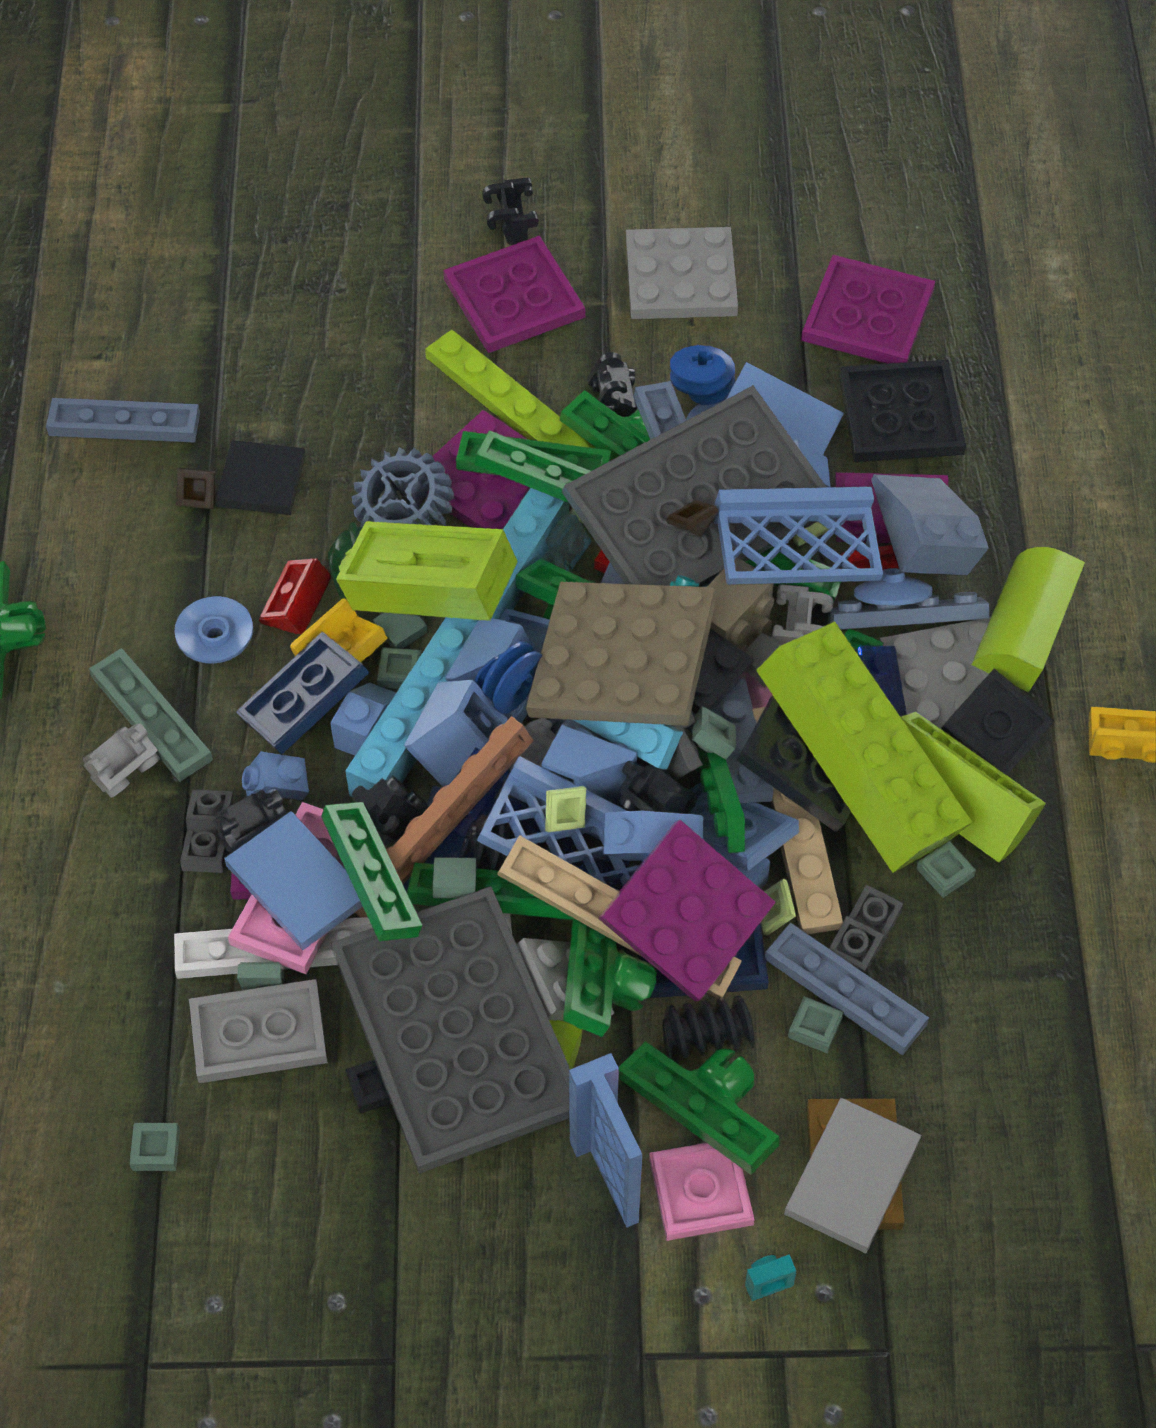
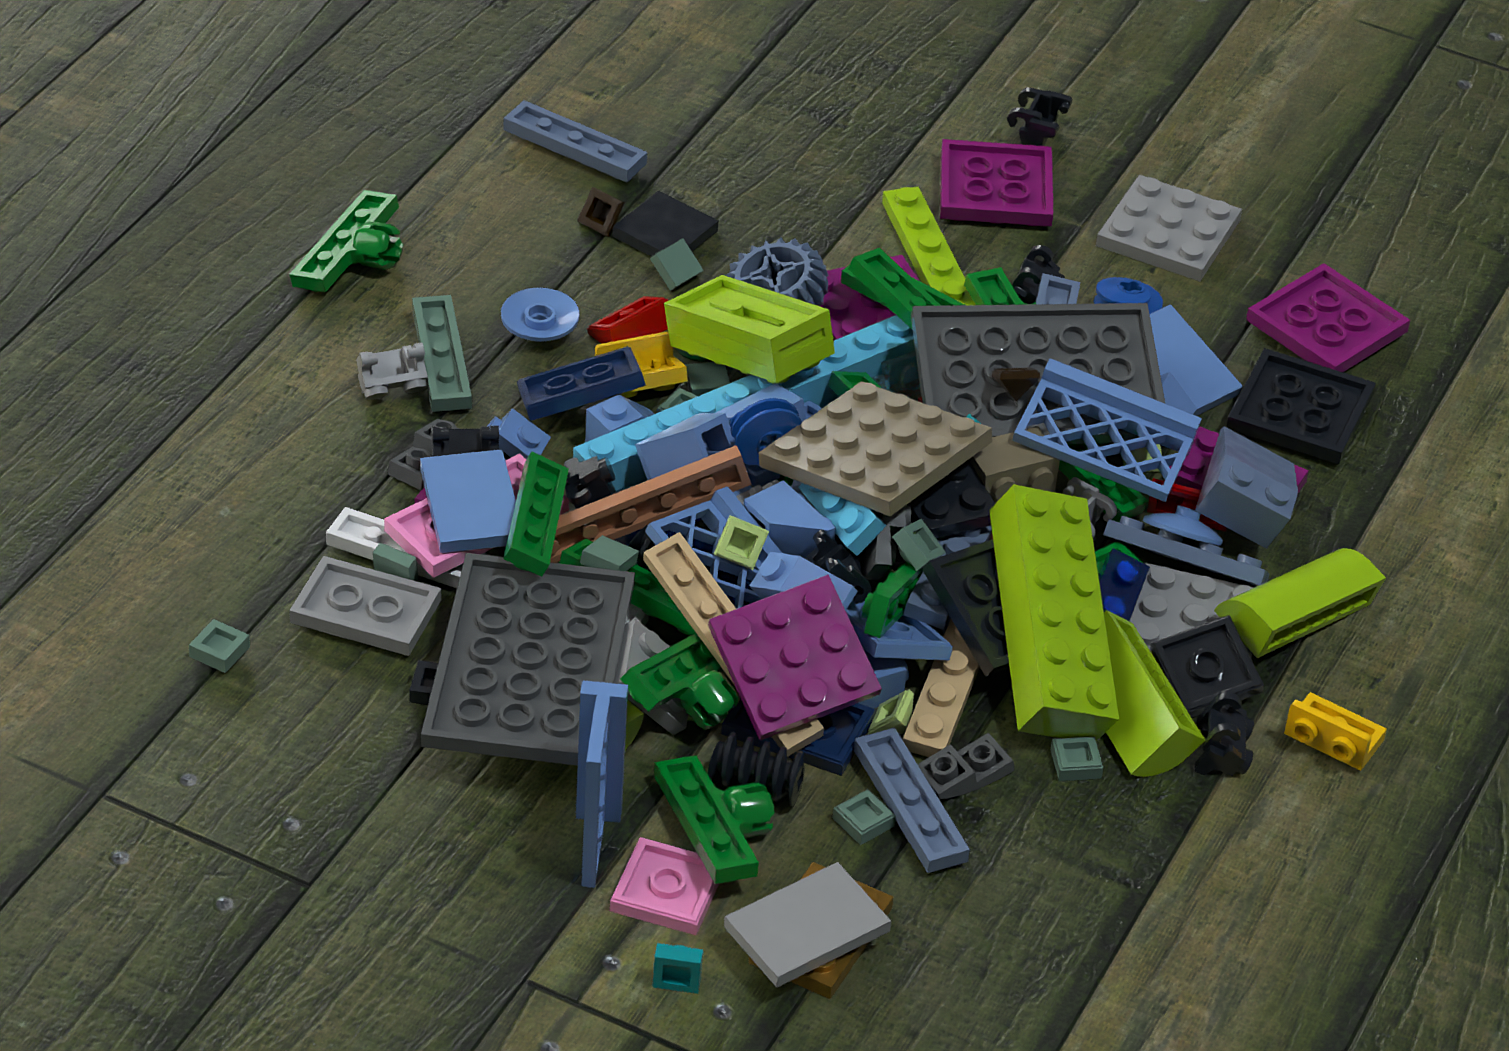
camera: 25 degrees right, 15 degrees down
(298, 514) = (676, 264): none -> sand green tile
(1052, 774) = (1225, 735): none -> black piece

